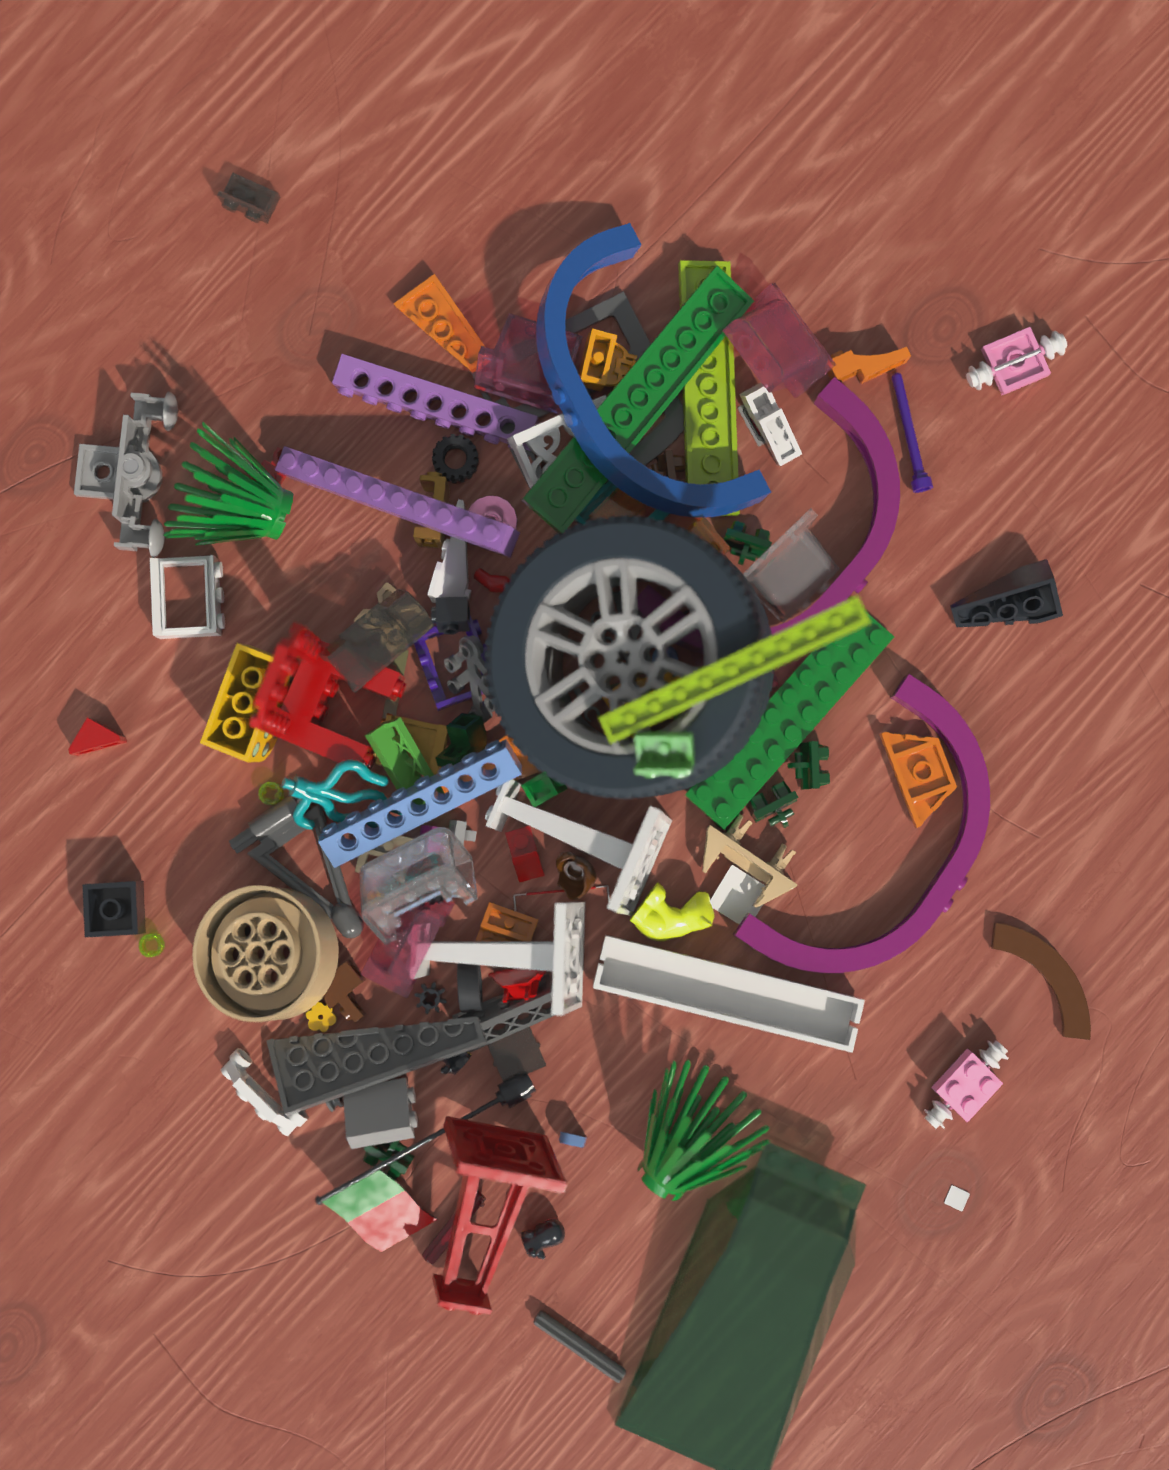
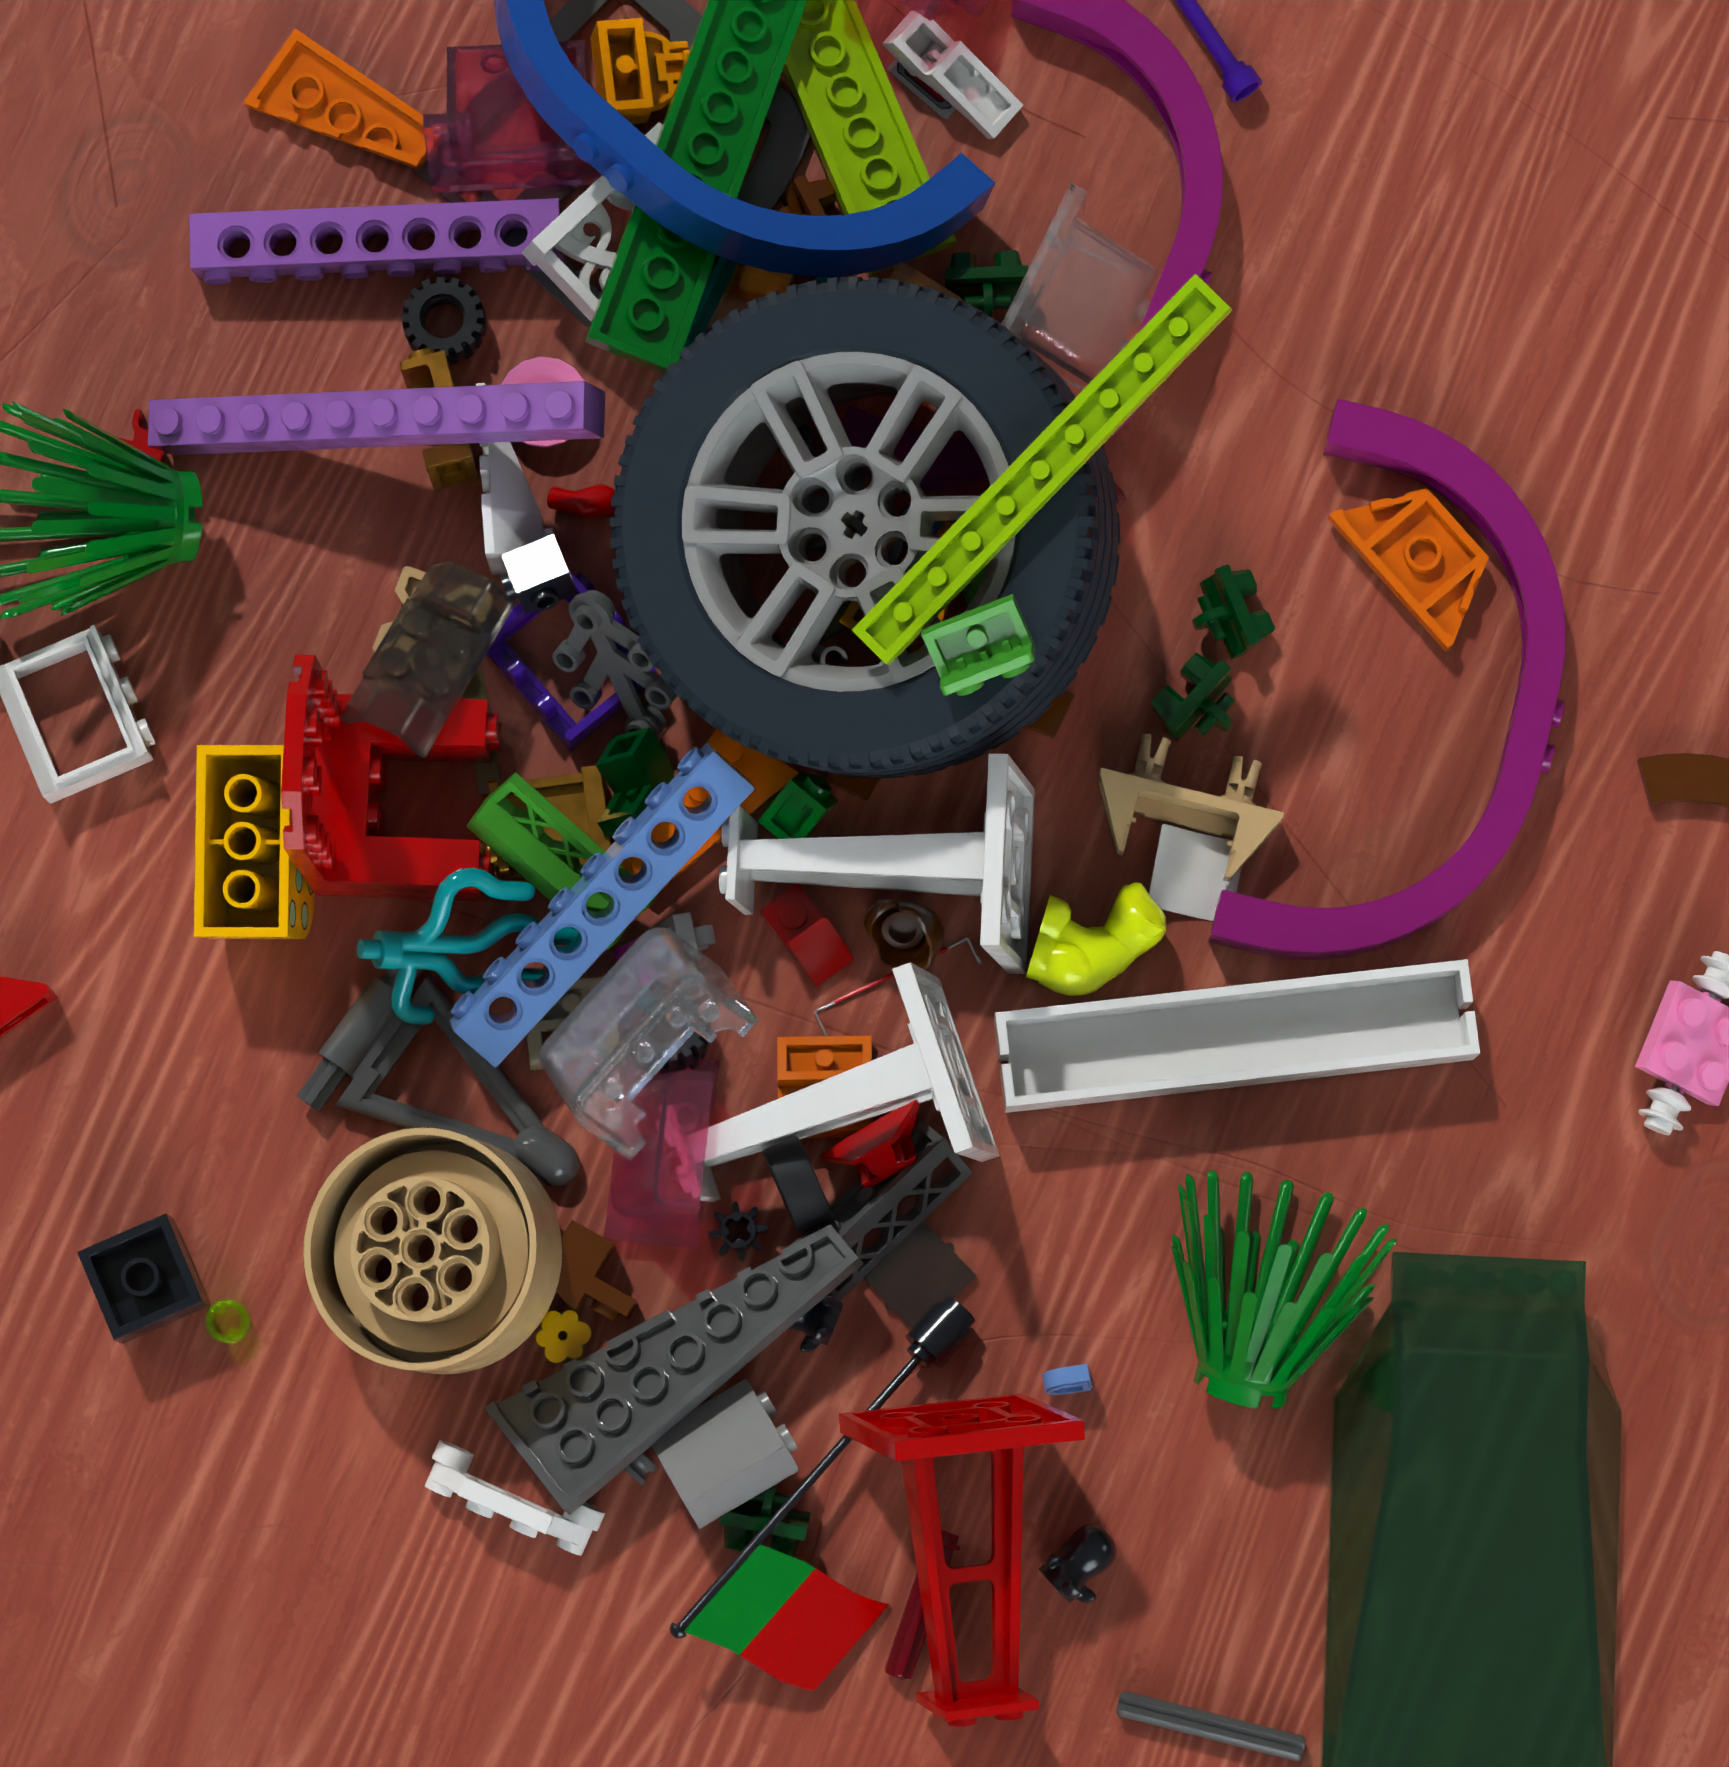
camera: 20 degrees left, 5 degrees down
(278, 796) = (338, 977): clear neon green bush -> none
(789, 720) = (1169, 541): green plate -> none
(1019, 596) = (1470, 209): black wedge -> none

